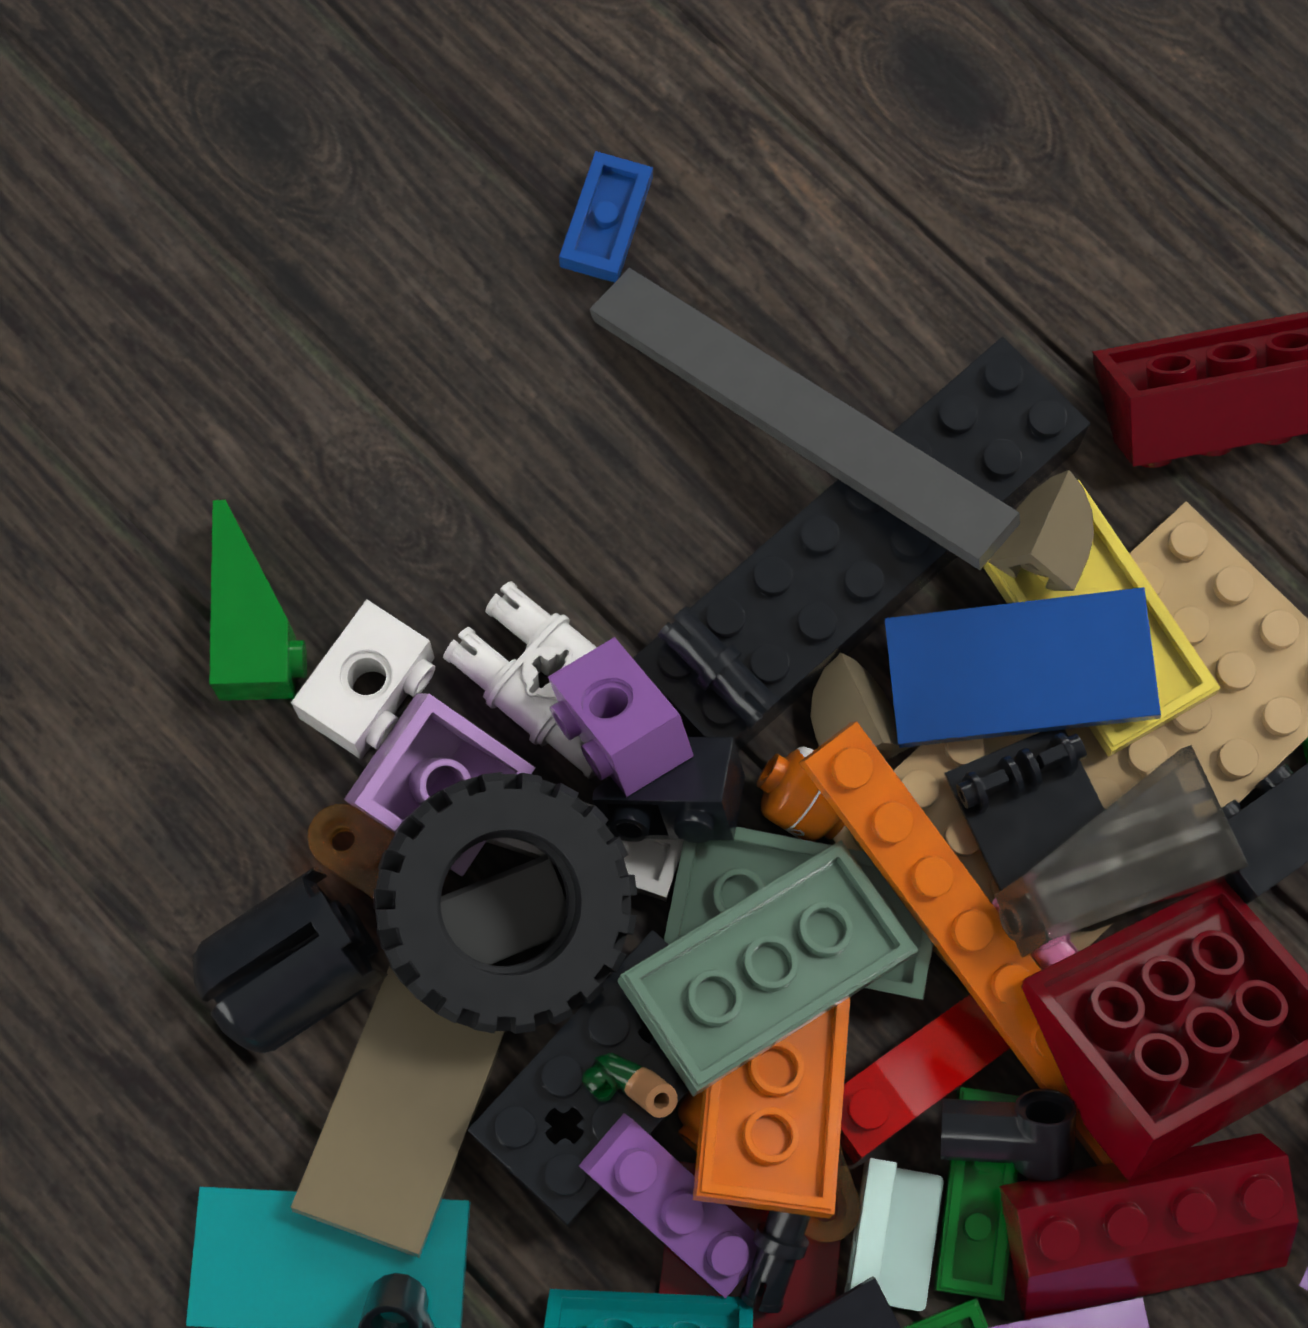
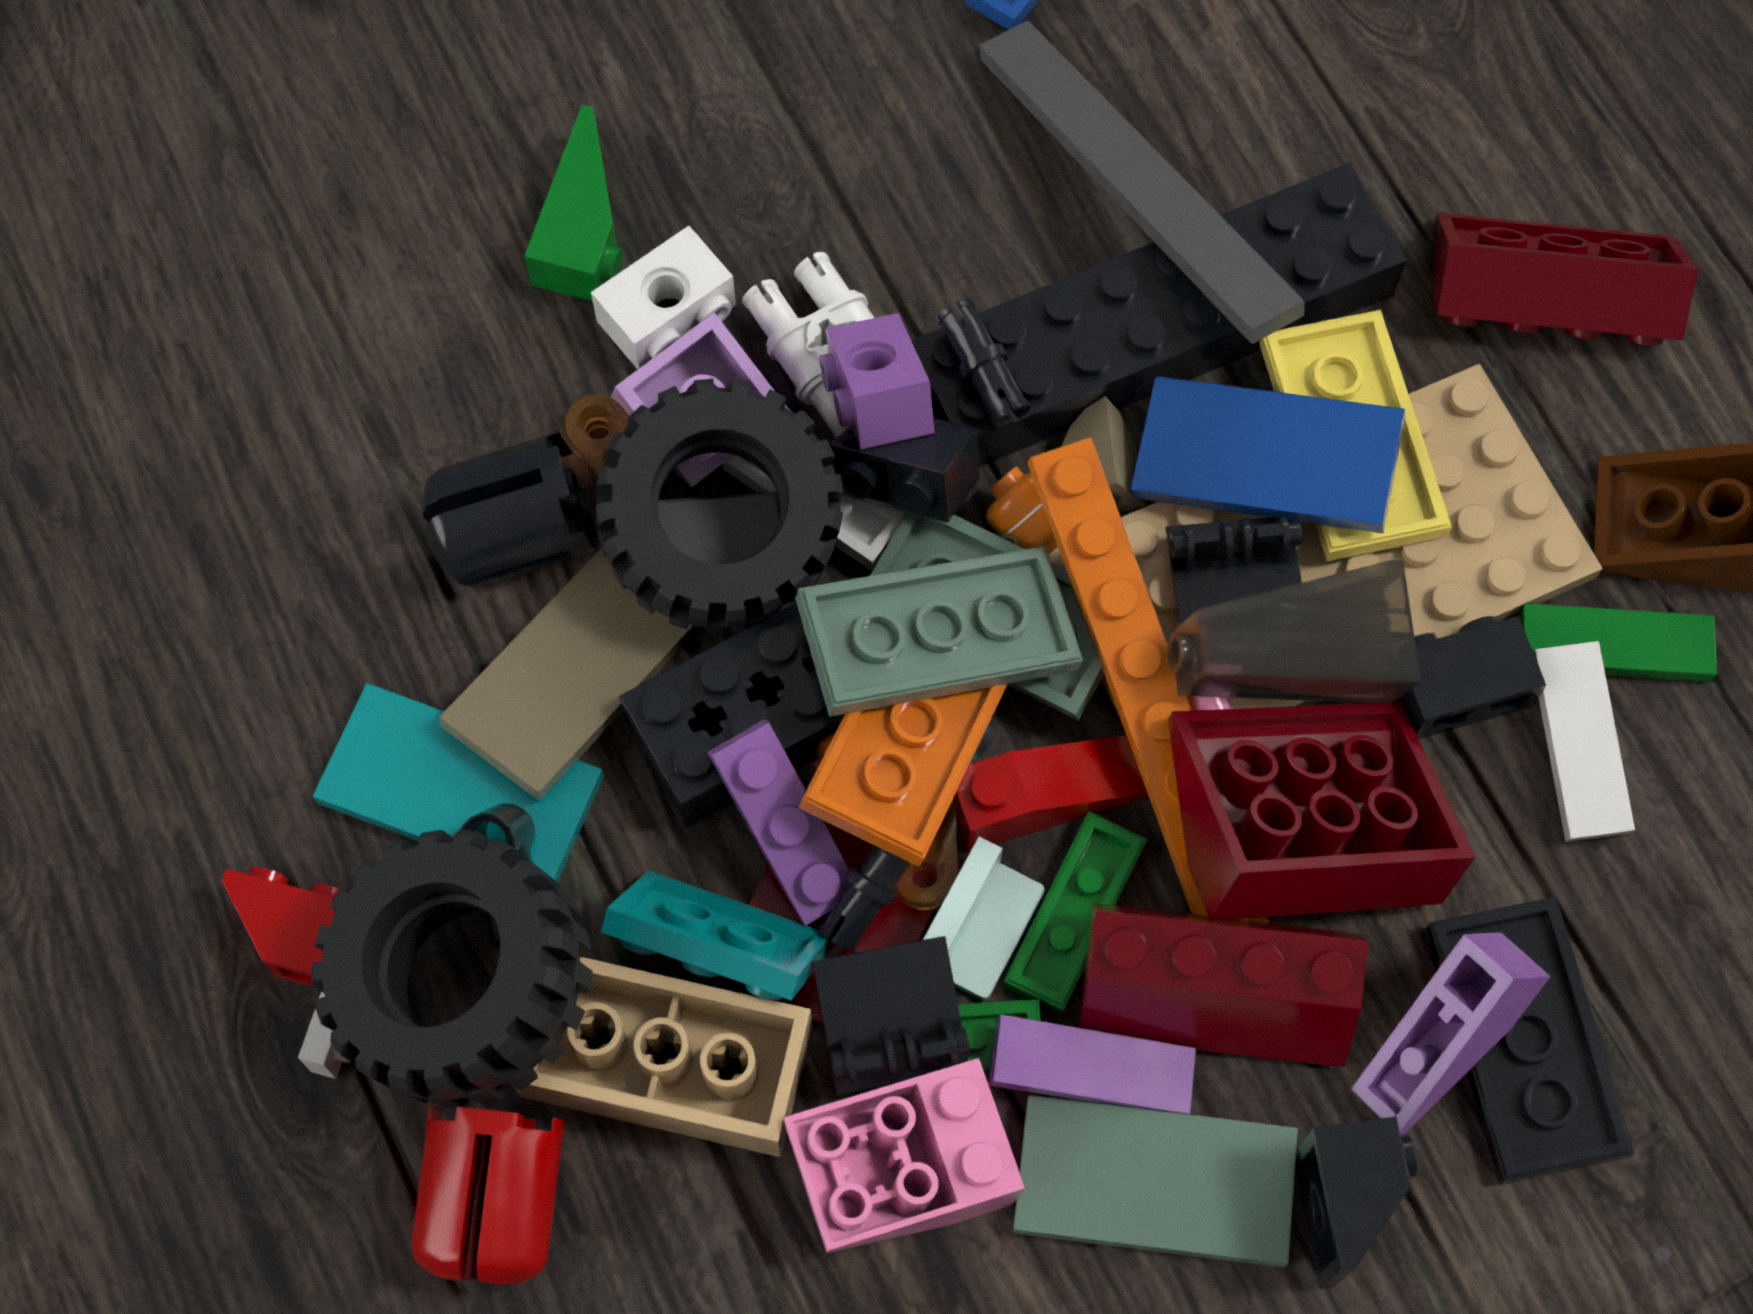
camera: 20 degrees right, 5 degrees down
(636, 1081) = (778, 688): arm -> none
(1030, 1133) = (1134, 860): black piece -> none
(1052, 534) = (1333, 343): dark tan brick -> none

